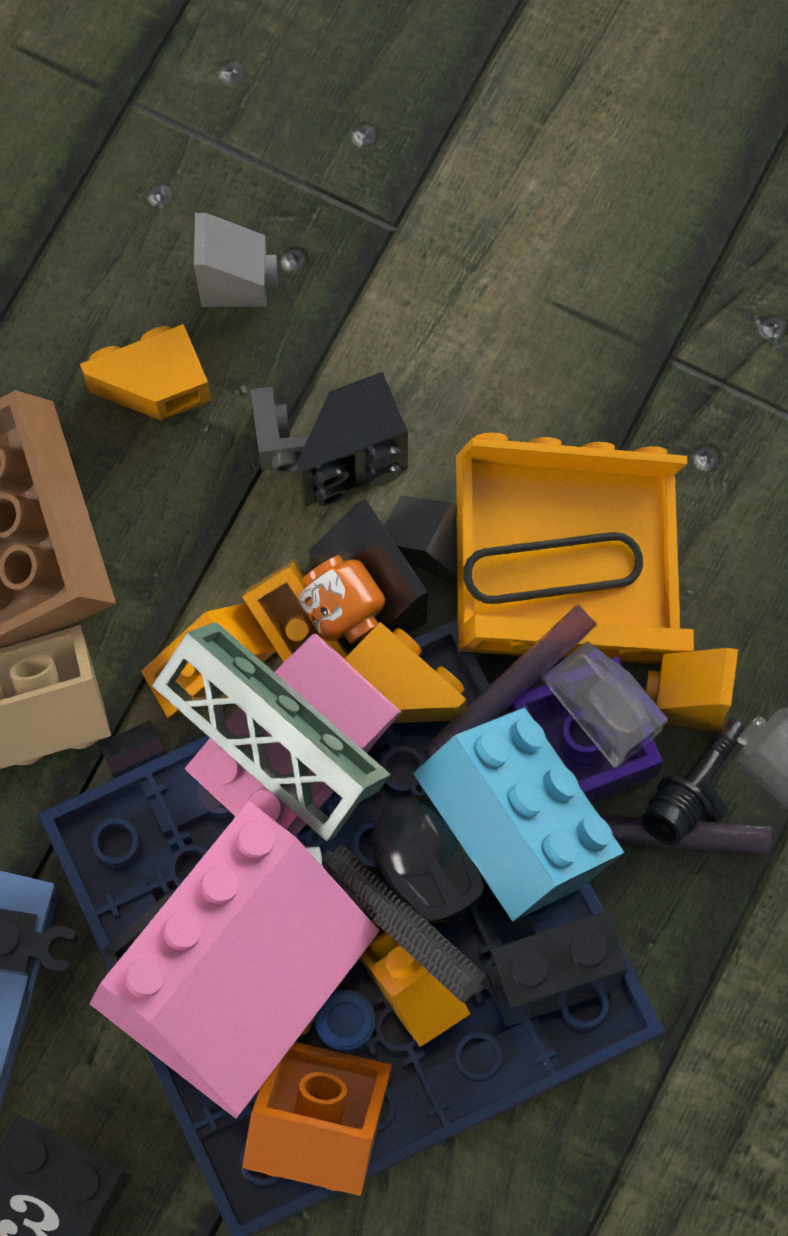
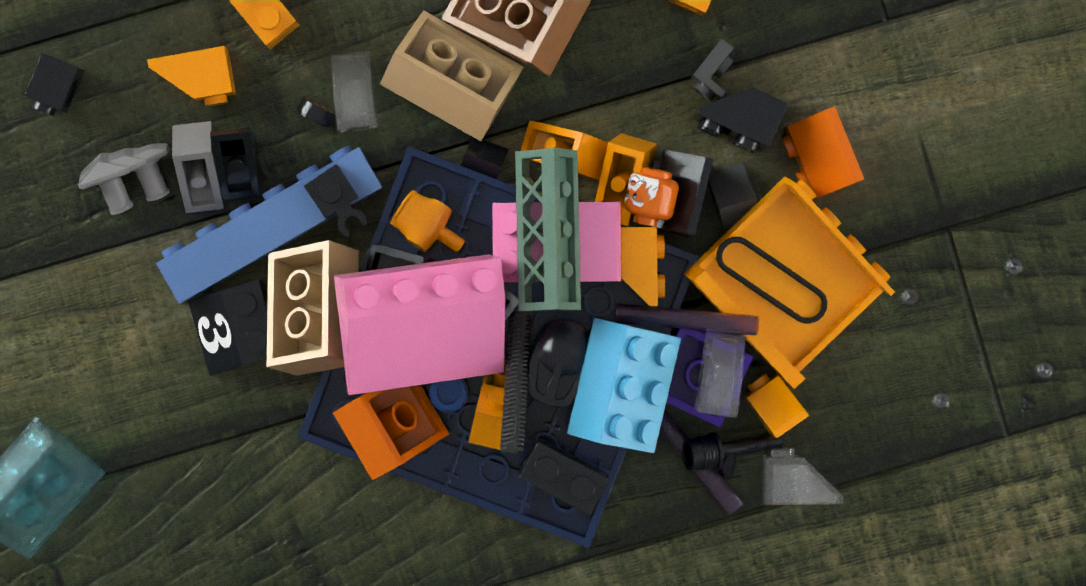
camera: 45 degrees right, 15 degrees up
(102, 1088) = (304, 308): none -> tan brick
(135, 869) = (424, 221): none -> light orange piece
(467, 392) = (822, 152): none -> orange slope

